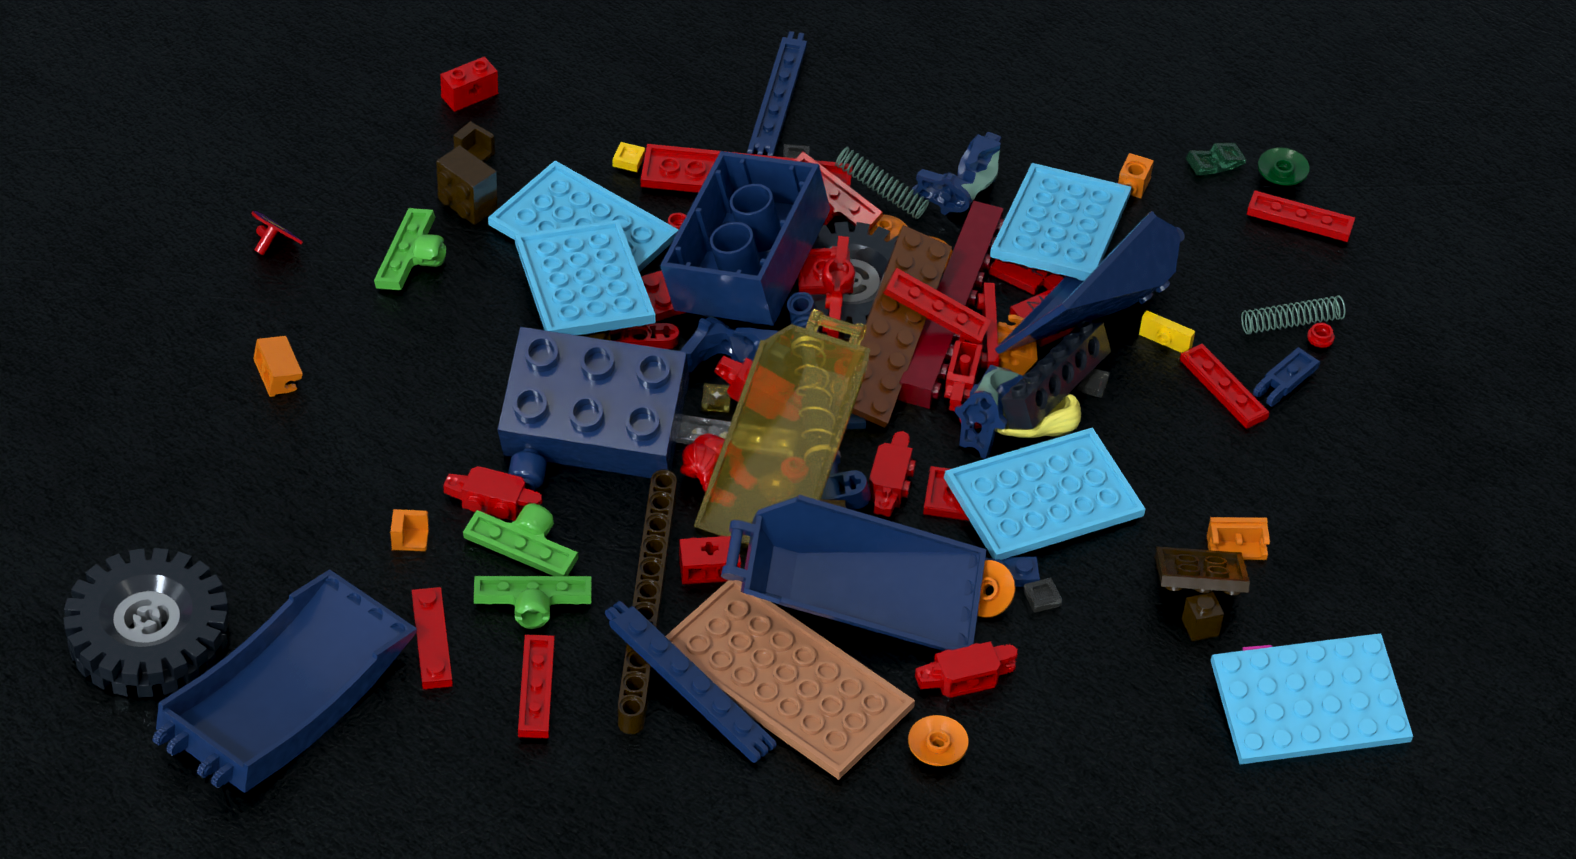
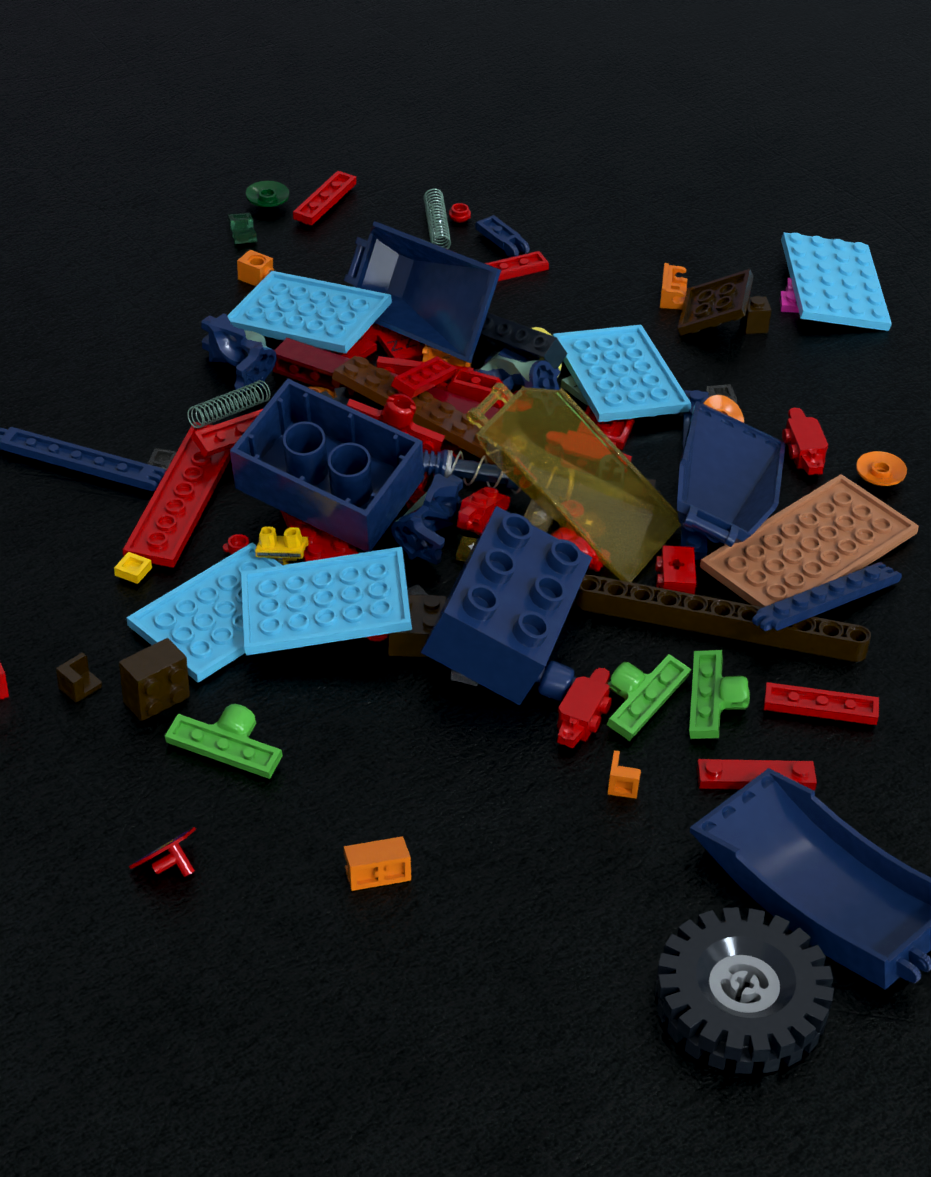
camera: 80 degrees left, 5 degrees down
(664, 239) = (281, 548): none -> yellow hips

